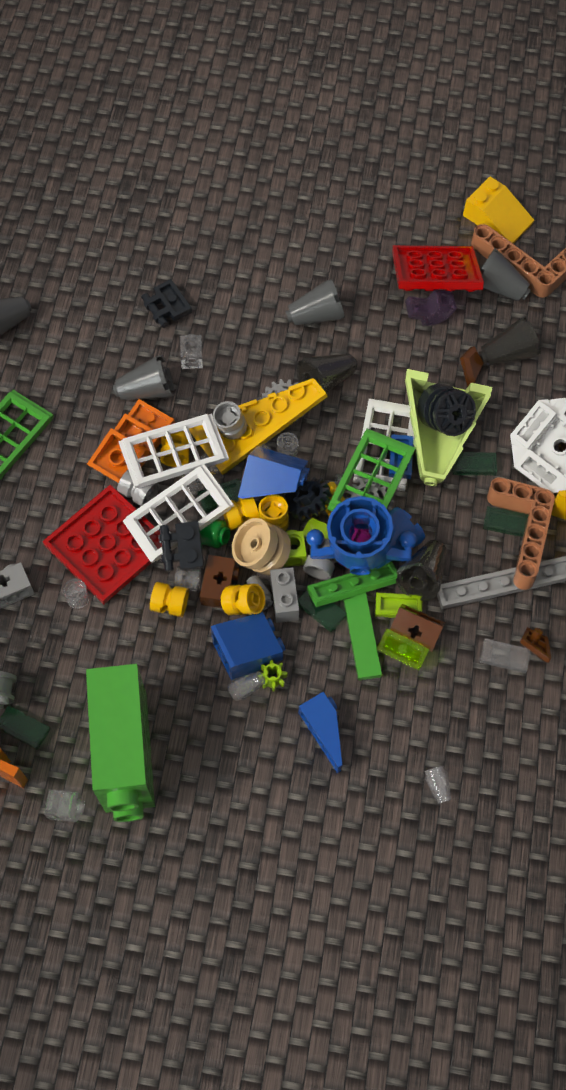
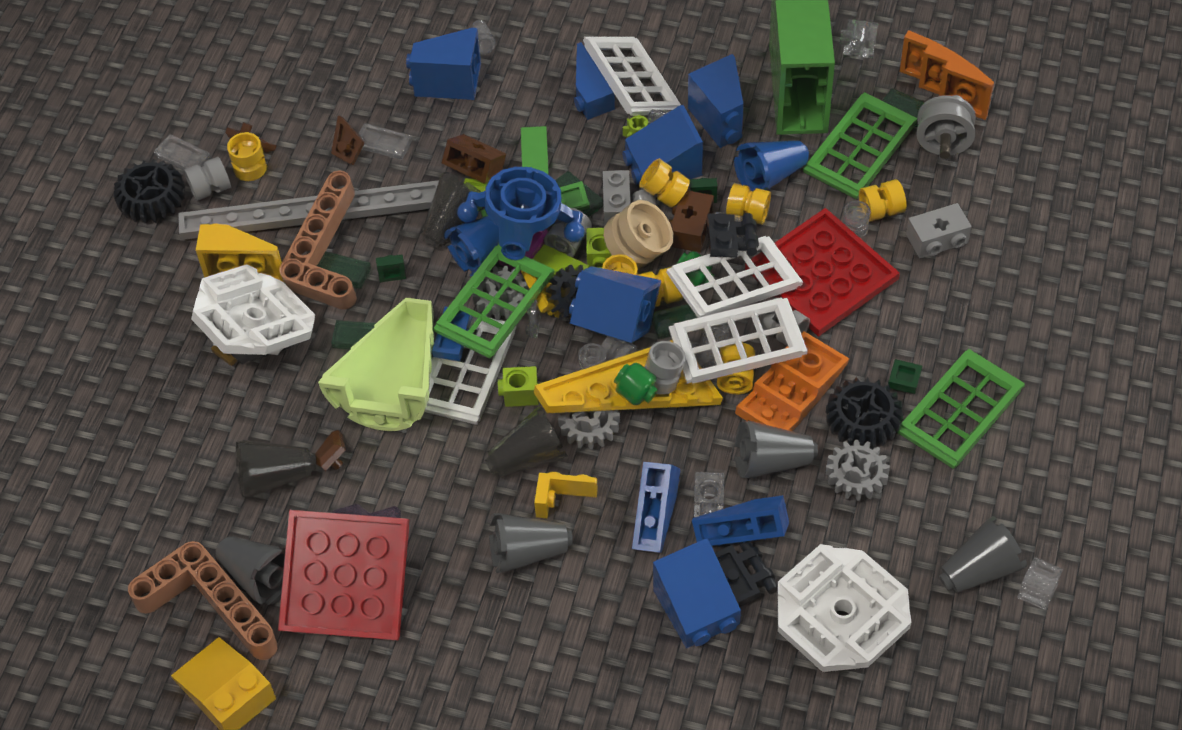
camera: 170 degrees left, 10 degrees down
(43, 715) = (879, 107): none -> bright green piece
(44, 454) = (905, 376): none -> dark green plate
(52, 611) = (886, 199): none -> yellow wheel
(76, 383) = (856, 471): none -> light grey gear
(80, 427) = (854, 401): none -> black gear
(94, 269) = (847, 582): none -> white piece
(149, 641) = (768, 163): none -> blue cone
(160, 331) = (744, 522): none -> blue slope
(198, 279) = (695, 594): none -> blue slope
(200, 702) = (717, 100): none -> blue slope
(209, 614) = (705, 186): none -> dark green plate
(228, 343) = (655, 505): none -> blue slope
(250, 401) = (636, 383): none -> green head
(296, 352) = (555, 483): none -> yellow bracket
(309, 775) = (616, 44): none -> white piece
(339, 431) = (522, 395): none -> lime brick
(402, 649) = (496, 139): clear neon green slope -> none
(446, 409) = (384, 361): black wheel -> none
(463, 725) = (446, 66): none -> blue slope
(464, 518) = (391, 268): none -> dark green plate

